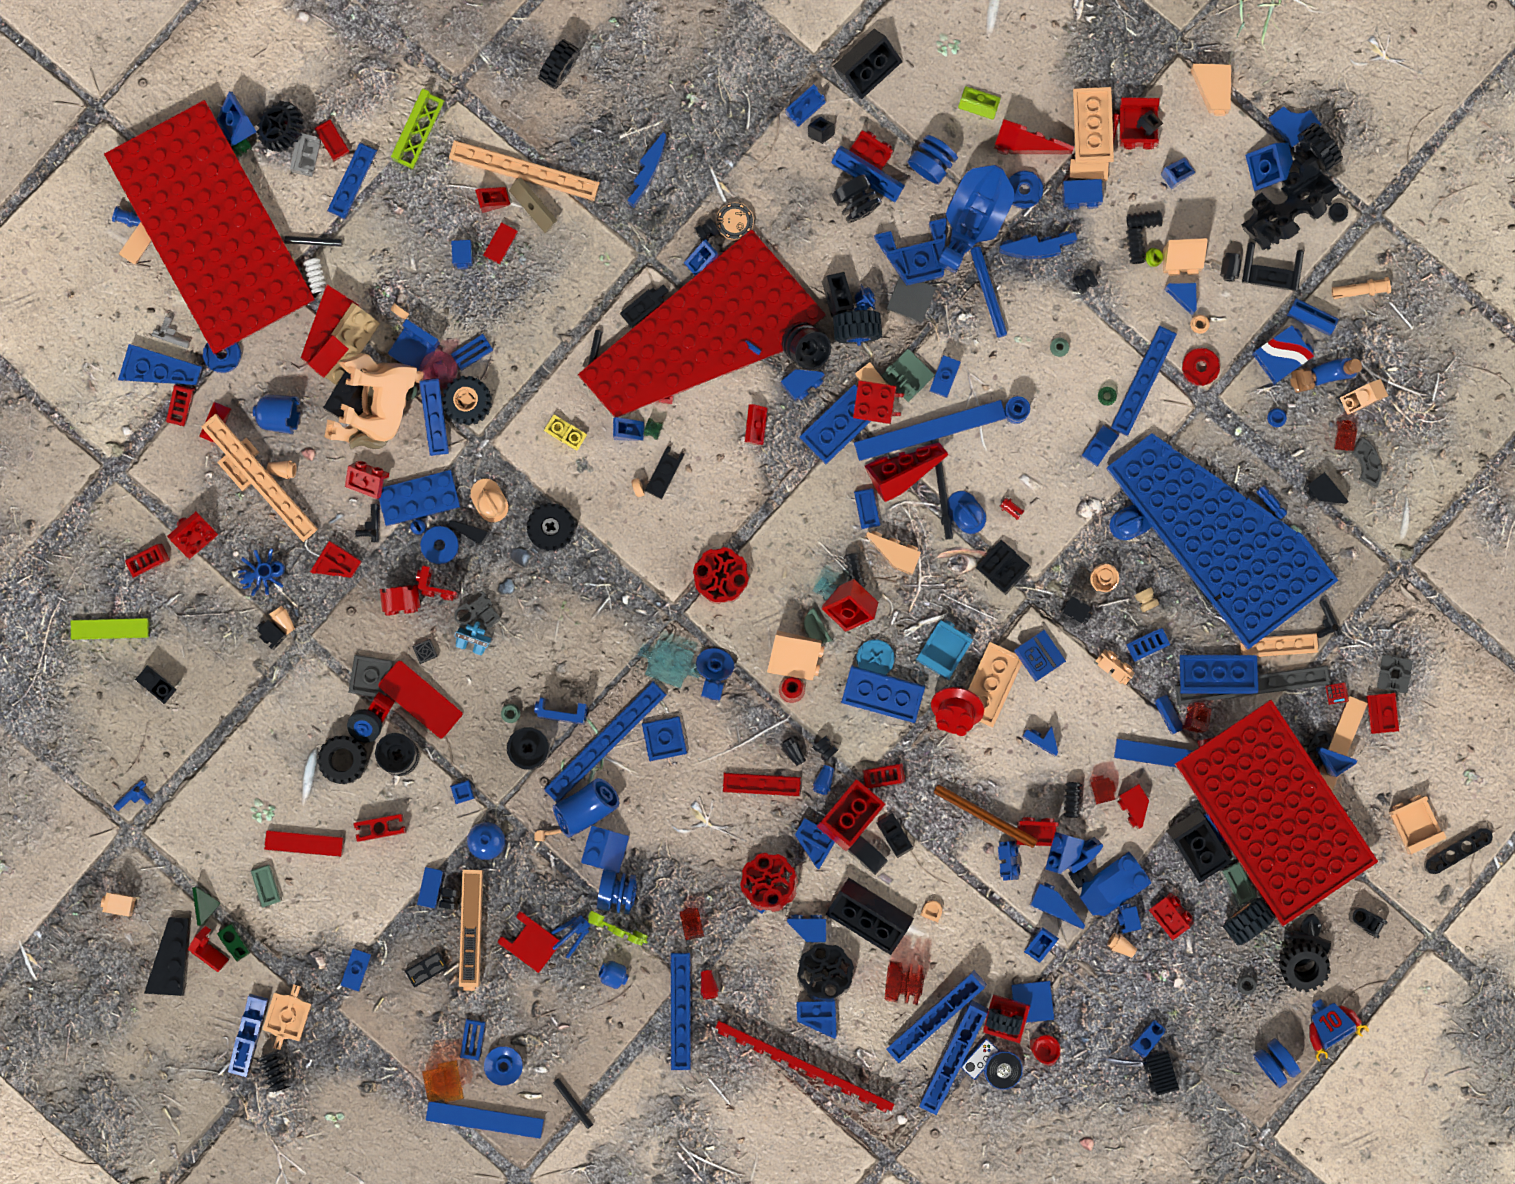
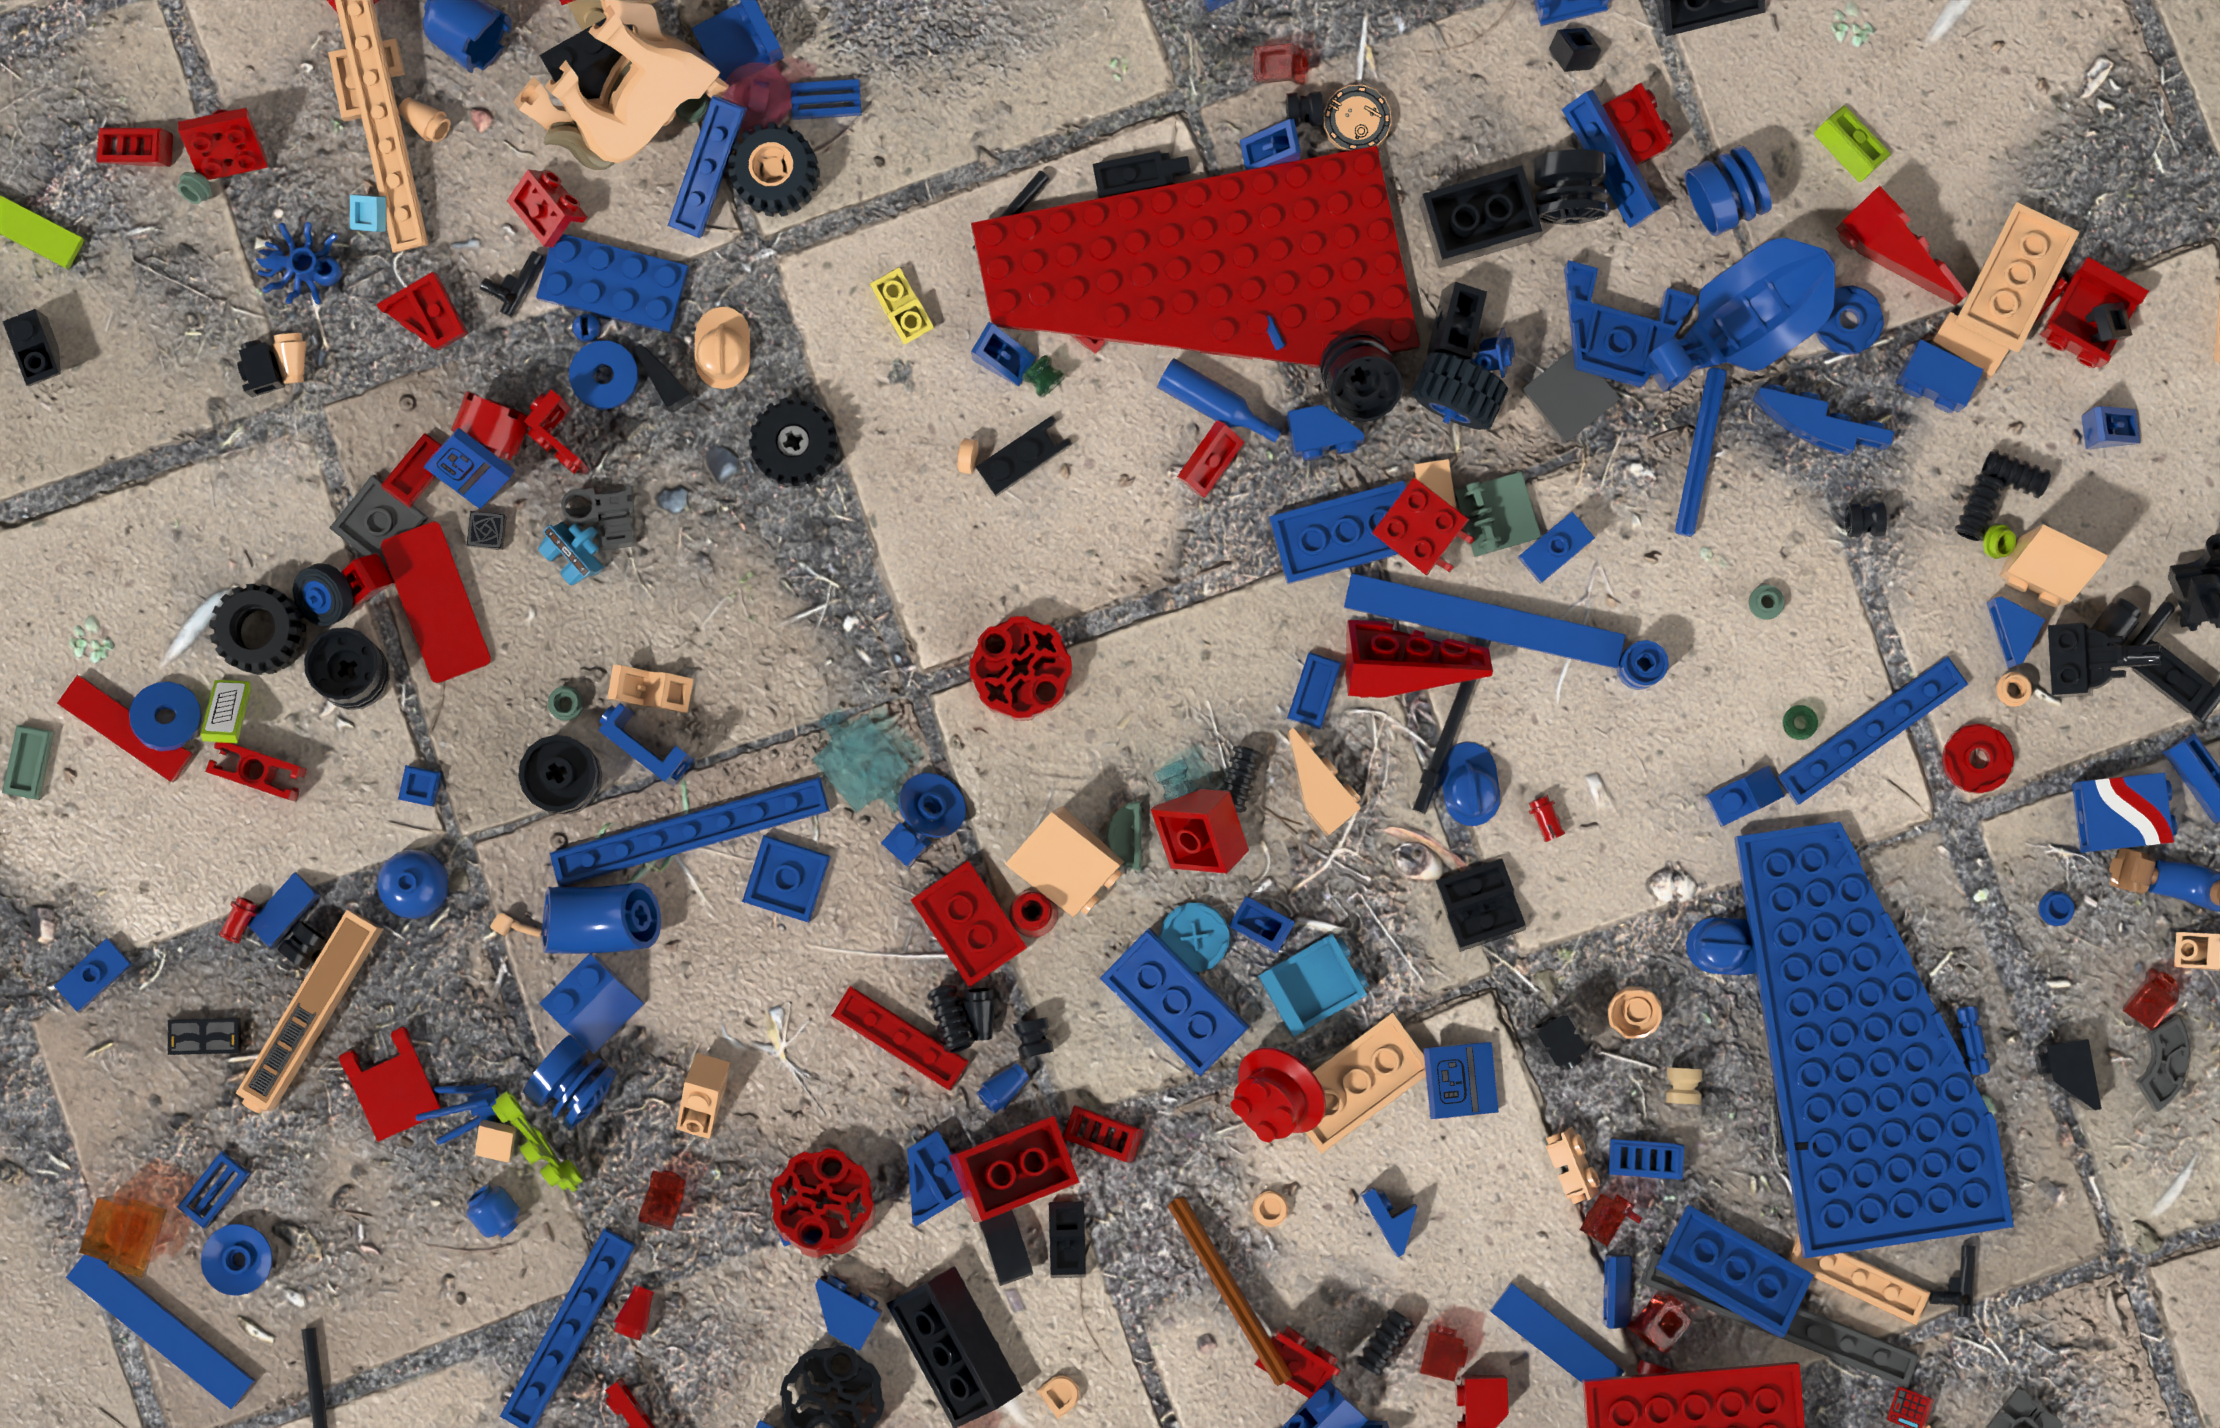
camera: 30 degrees right, 0 degrees up
(189, 563) = (194, 187): none -> sand green plate
(280, 529) = (368, 212): none -> medium azure tile
(316, 816) = (159, 697): none -> blue tile
(349, 807) = (226, 711): none -> tile
(375, 641) = (410, 477): none -> red tile
(402, 625) = (469, 468): none -> blue tile
(411, 904) = (238, 919): none -> red pin
(547, 684) = (650, 689): none -> light nougat slope
(595, 940) = (495, 1141): none -> light nougat tile
(682, 863) = (702, 1095): none -> light nougat slope
(683, 215) = (1280, 64): none -> clear red bracket
(741, 395) = (1212, 399): none -> blue piece
(764, 711) = (968, 924): none -> red plate
(780, 761) = (950, 1018): none -> black piece
(820, 237) = (1480, 216): none -> black brick
(904, 634) = (1261, 924): none -> blue slope
(983, 767) = (1270, 1208): none -> light nougat tile
(1009, 851) = (1224, 1397): blue hinge -> none
(1144, 682) = (1606, 1217): none -> clear red bracket
(1224, 291) = (2085, 660): none -> black brick

